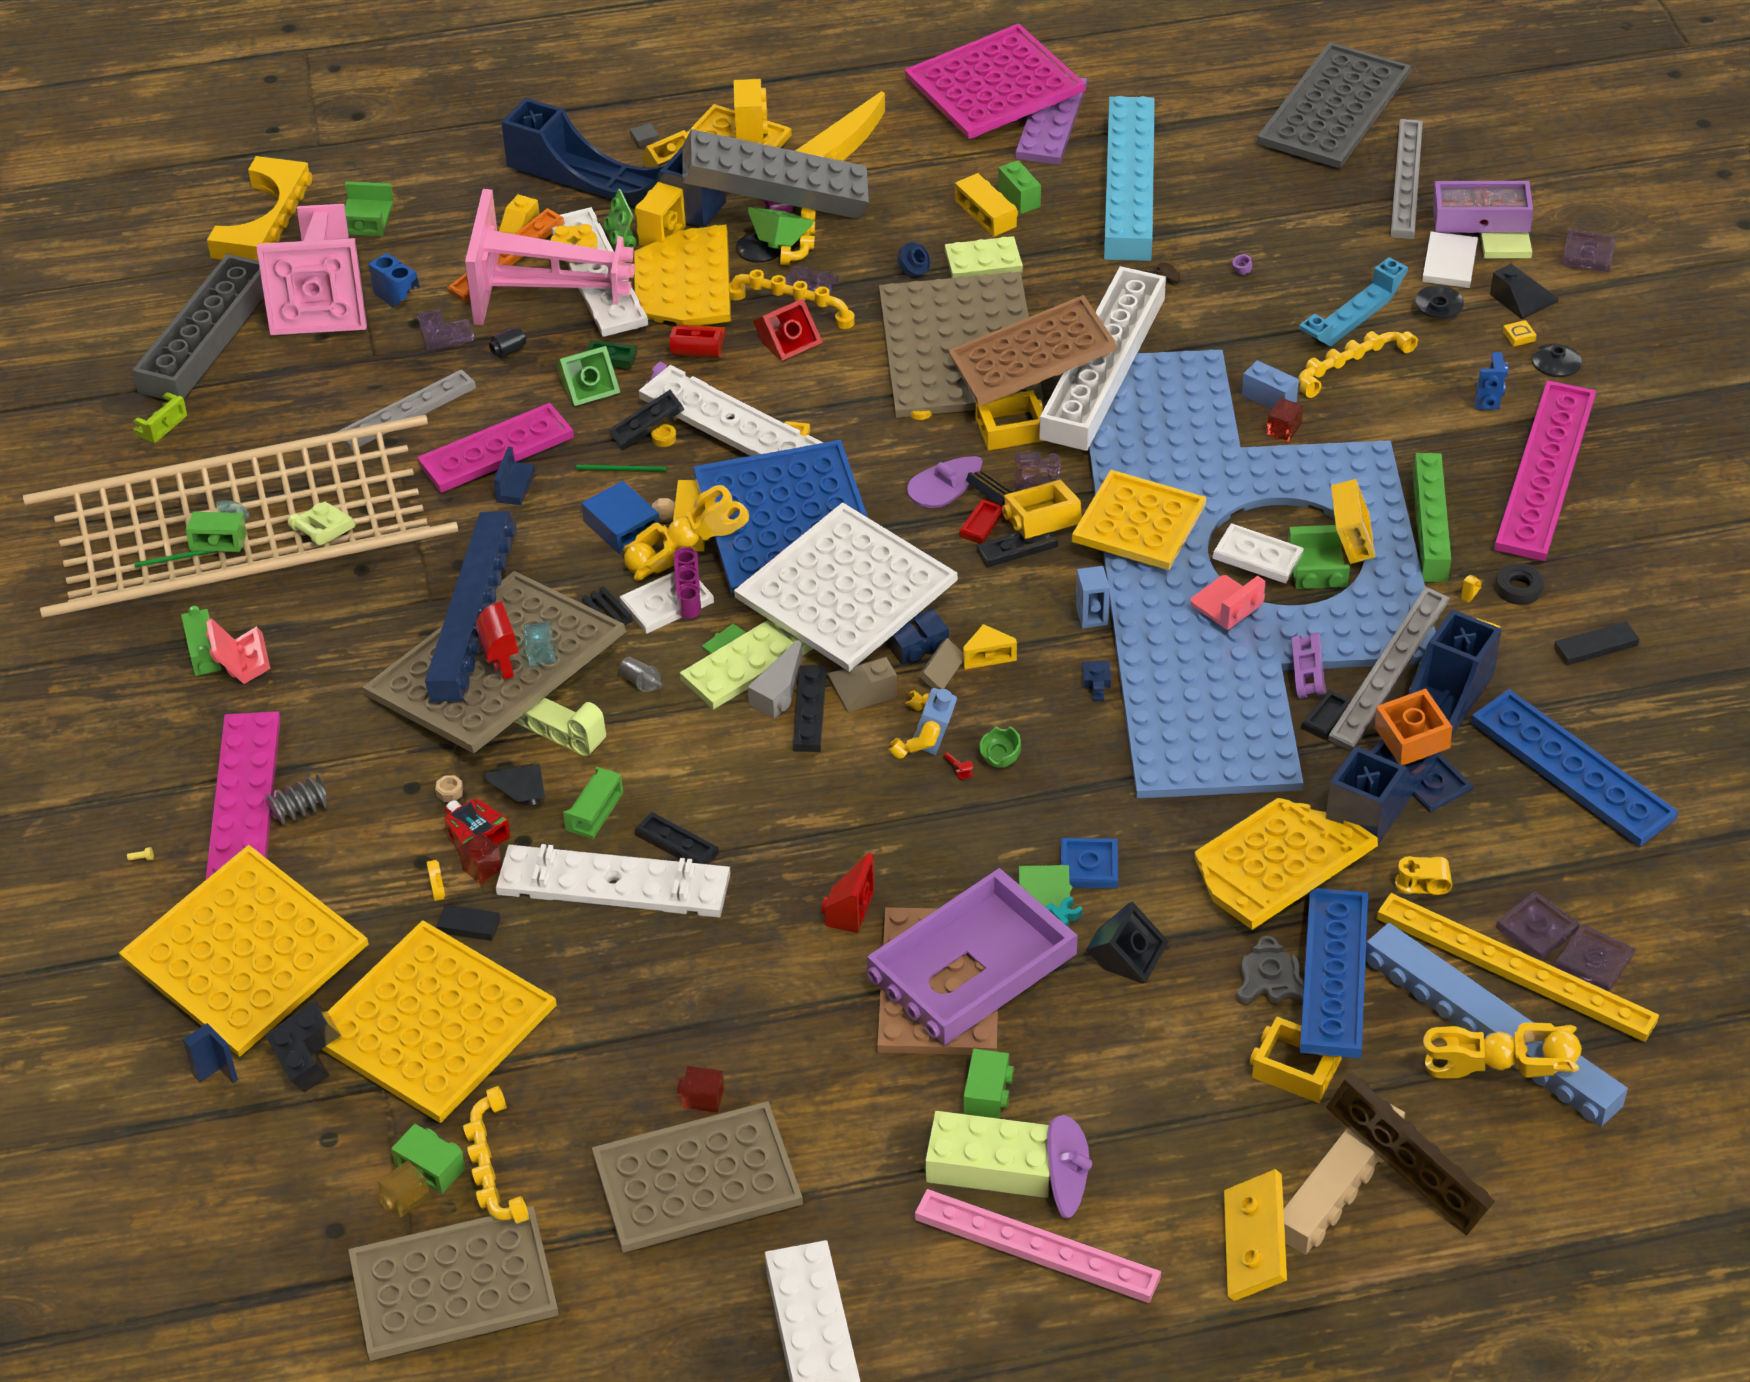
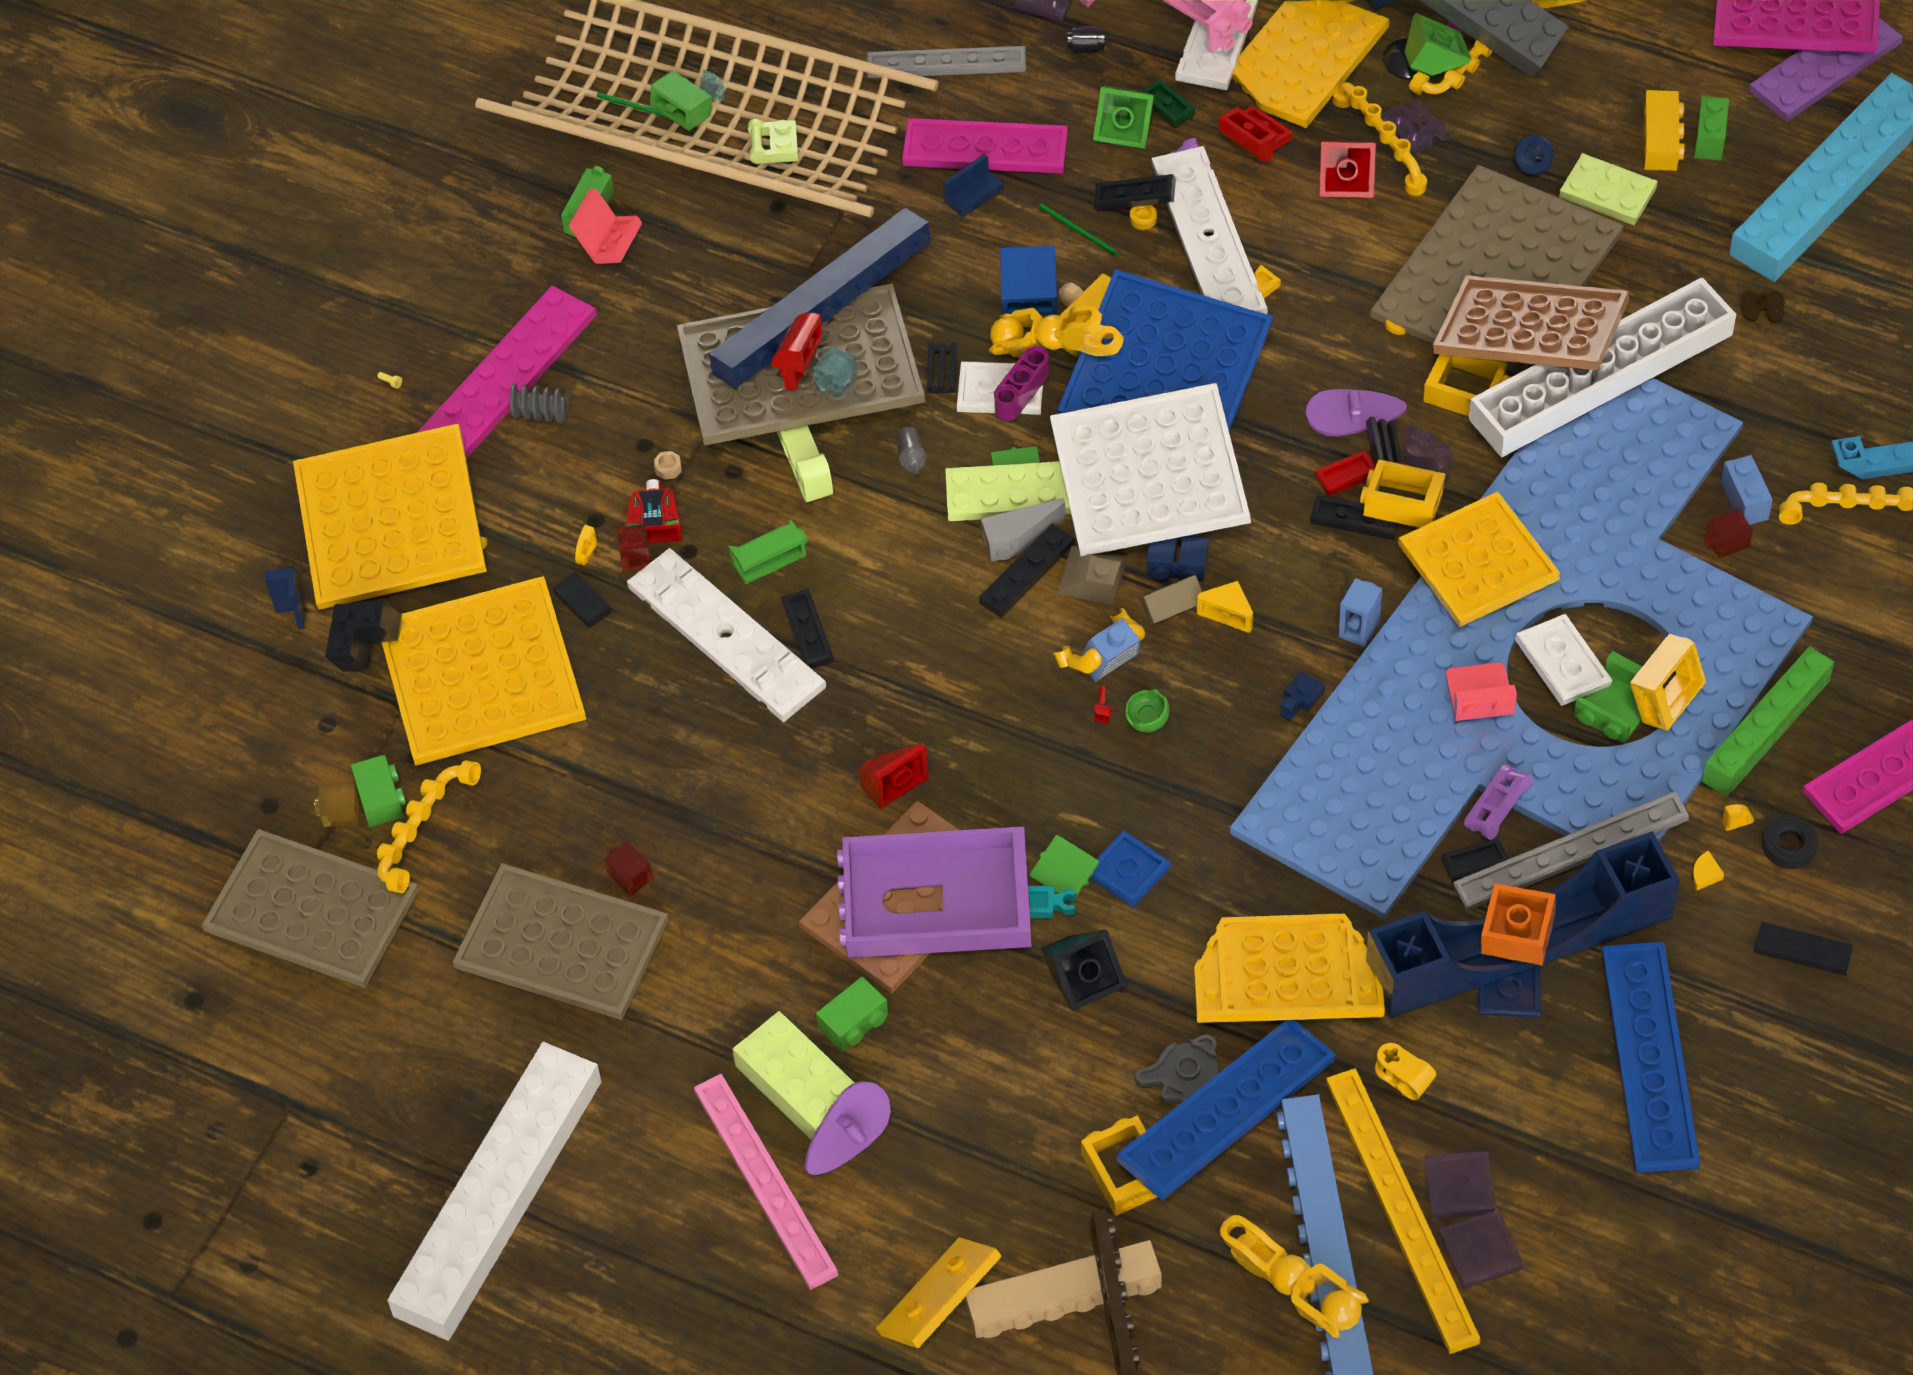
camera: 40 degrees right, 10 degrees up
(519, 782) = (723, 493): black slope -> none
(1246, 261) = (1848, 338): medium lavender hinge -> none

